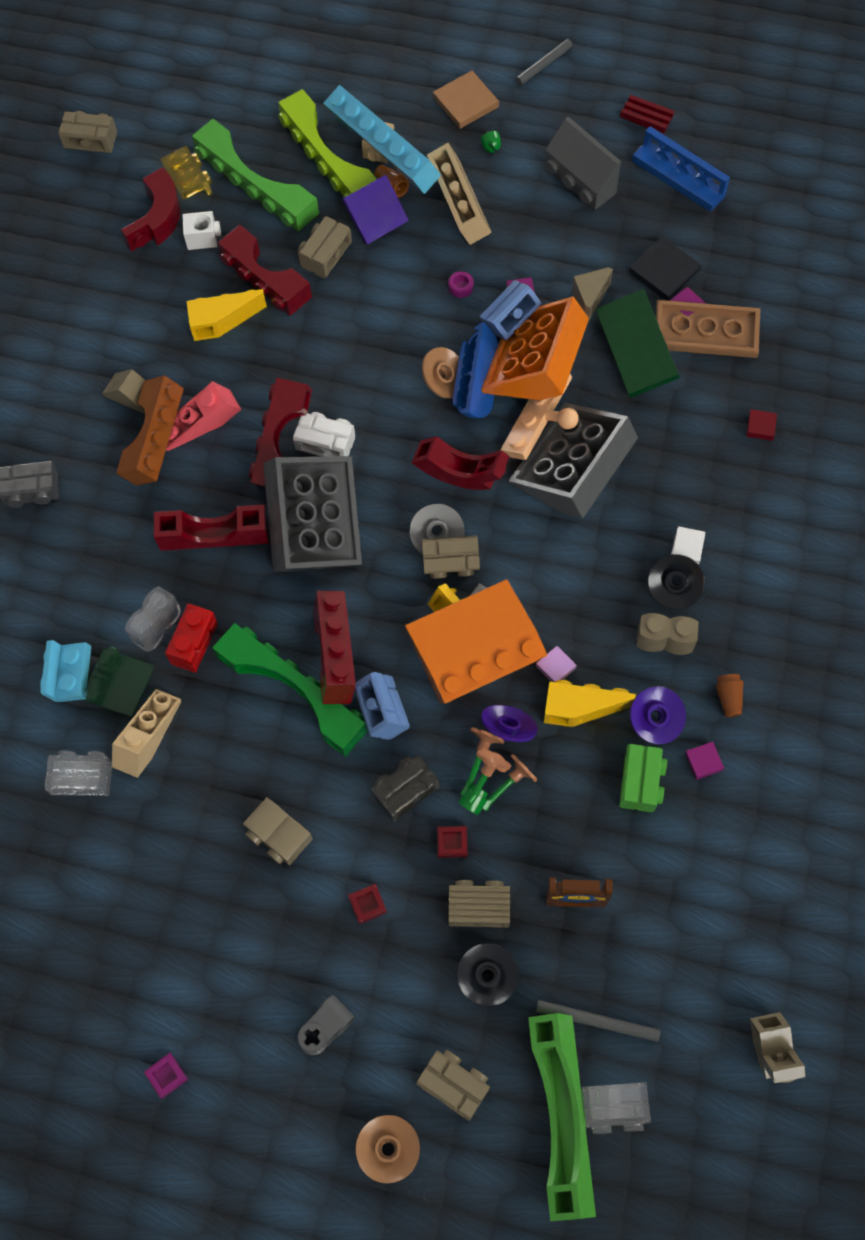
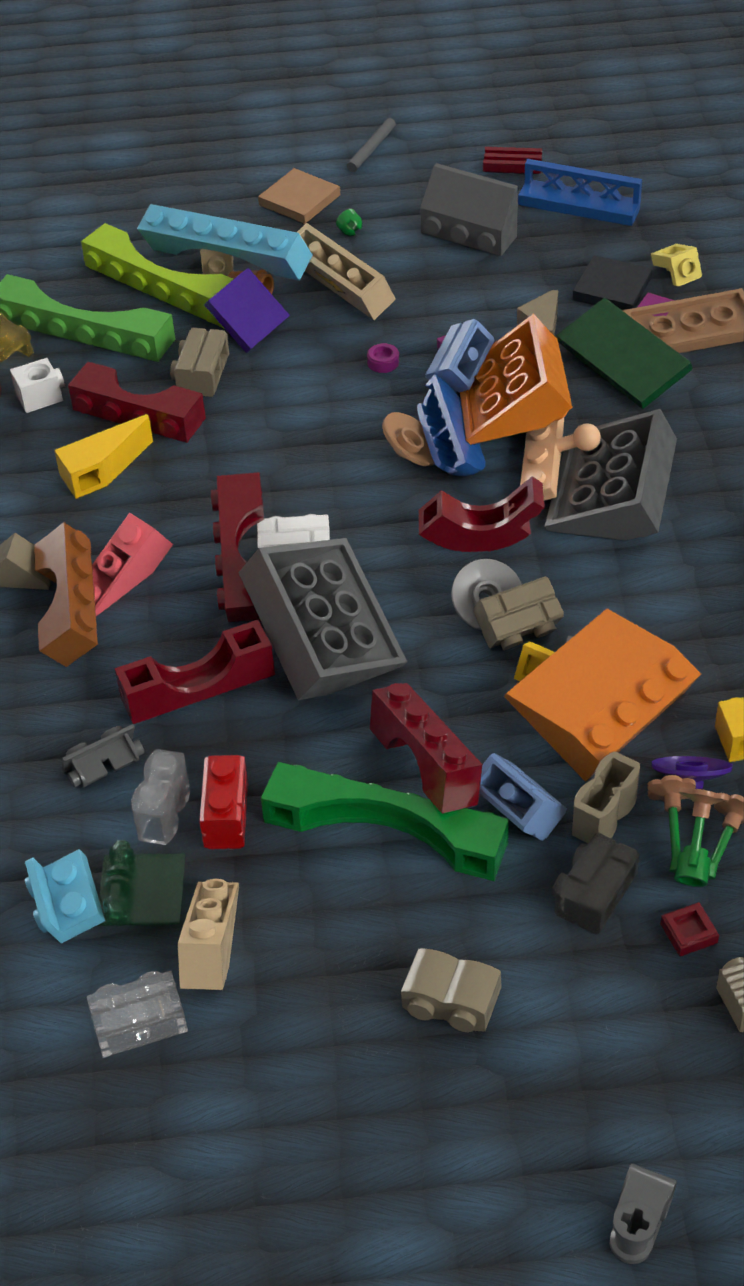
camera: 20 degrees left, 20 degrees down
(118, 573) = (87, 760): none -> dark grey hinge
(367, 903) = (616, 1040): dark red tile -> none
(431, 732) = (606, 797): none -> dark tan brick
(556, 665) = (709, 691): lavender tile -> none
(724, 265) = (680, 261): none -> light yellow bracket

